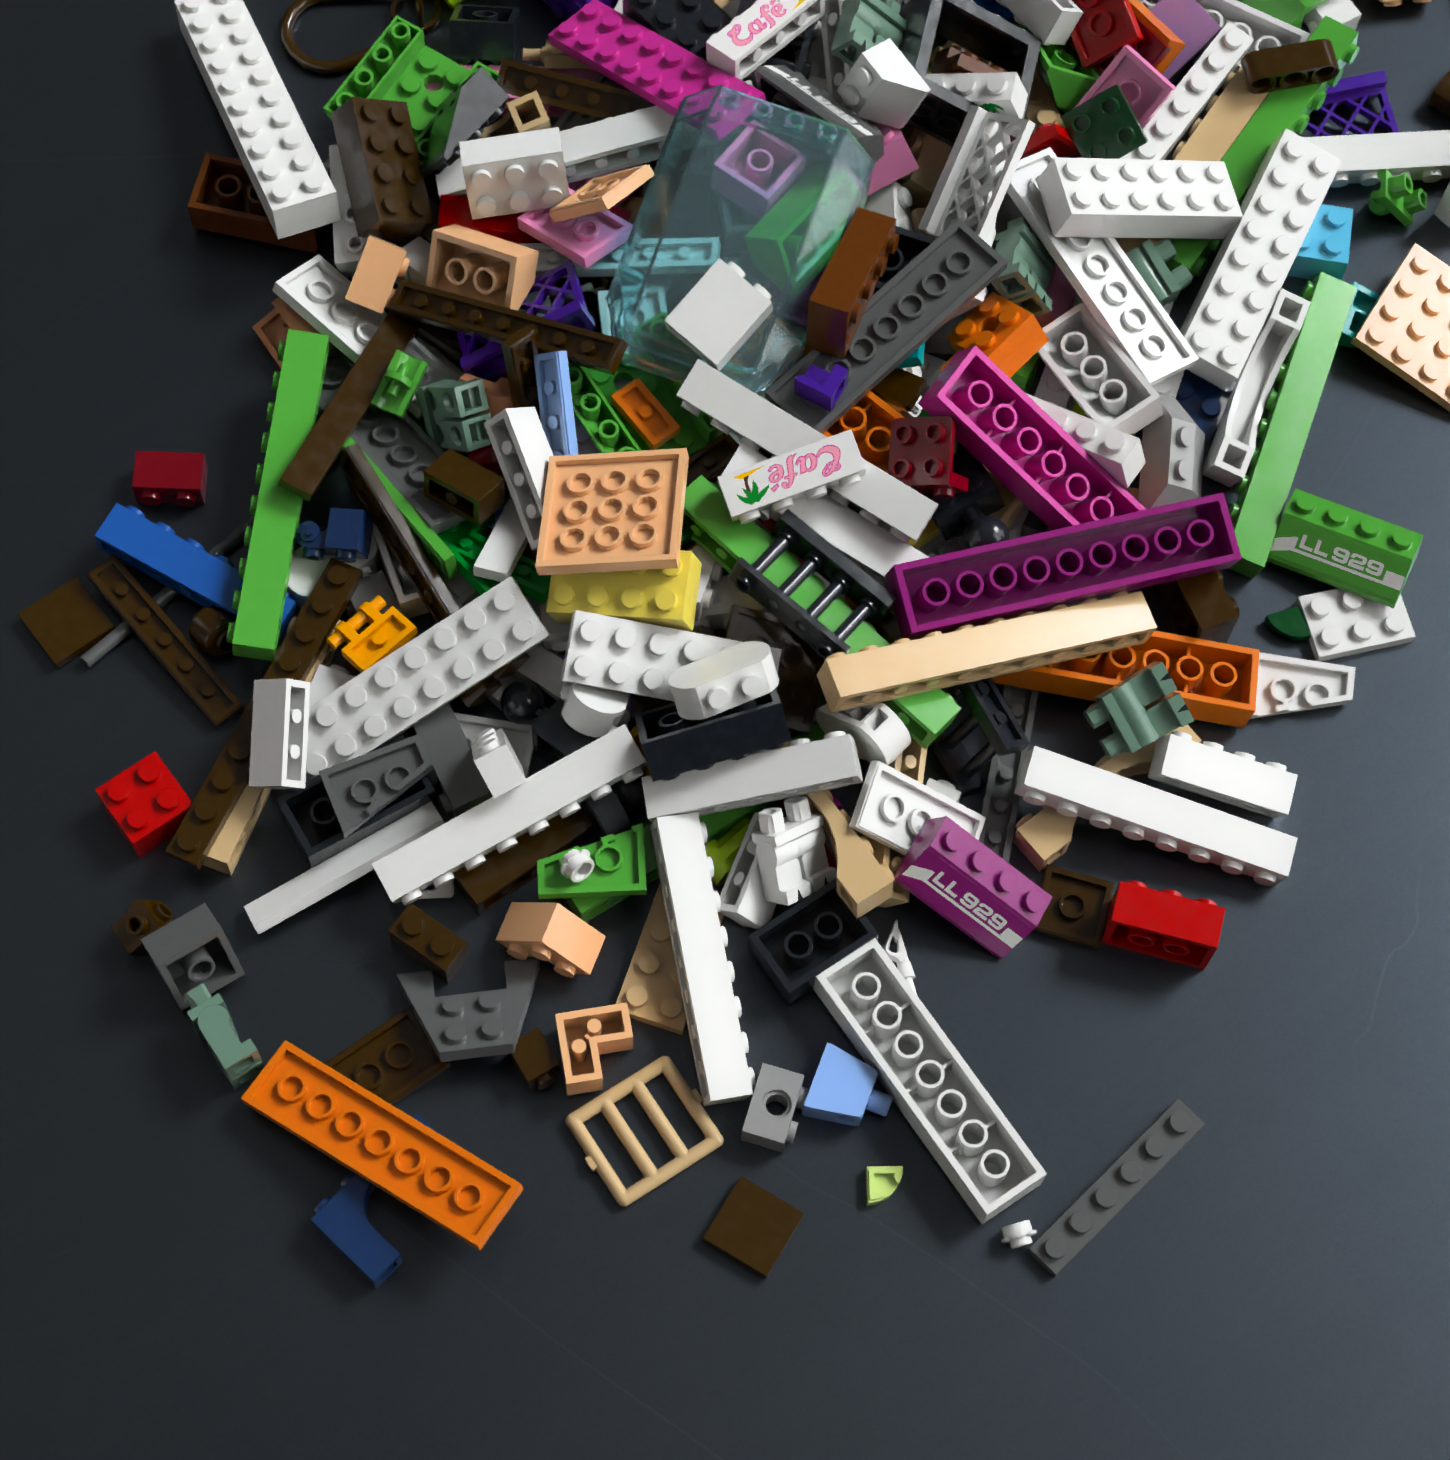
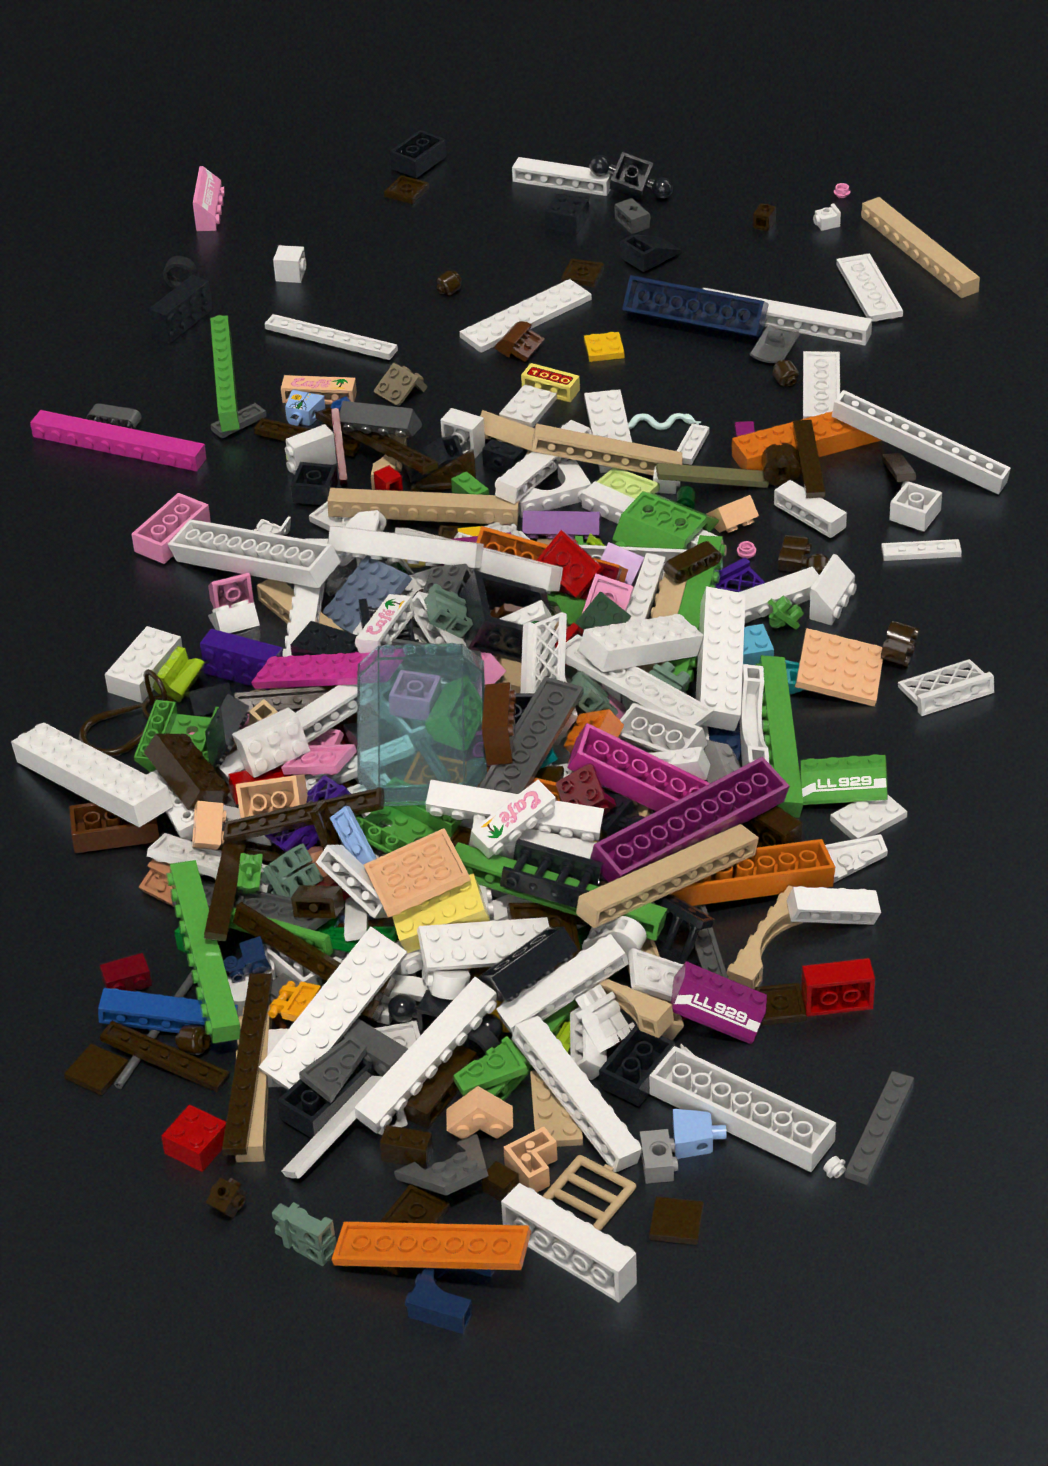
camera: 15 degrees left, 25 degrees down
(192, 953) = (262, 1193): dark grey brick -> none
(279, 734) = (265, 1061): white brick -> none
(497, 761) = (406, 1026): white brick -> none
(577, 865) = (479, 1065): white plate -> none
(579, 1213) = (572, 1242): none -> white brick
(601, 193) = (329, 730): light nougat tile -> none
(645, 414) = (407, 828): orange plate -> none
(719, 313) = (431, 755): white brick -> none
(723, 680) = (523, 934): white brick -> none
(821, 386) = (507, 780): dark purple panel -> none
(881, 1182) = (740, 1173): yellowish green tile -> none
(883, 86) = (470, 627): white slope -> none
(1129, 719) = (763, 890): sand green hips -> none
(1155, 816) = (805, 936): white brick -> none
(1289, 624) = (832, 829): dark green tile -> none
(1400, 45) = (746, 549): none -> bright pink plate

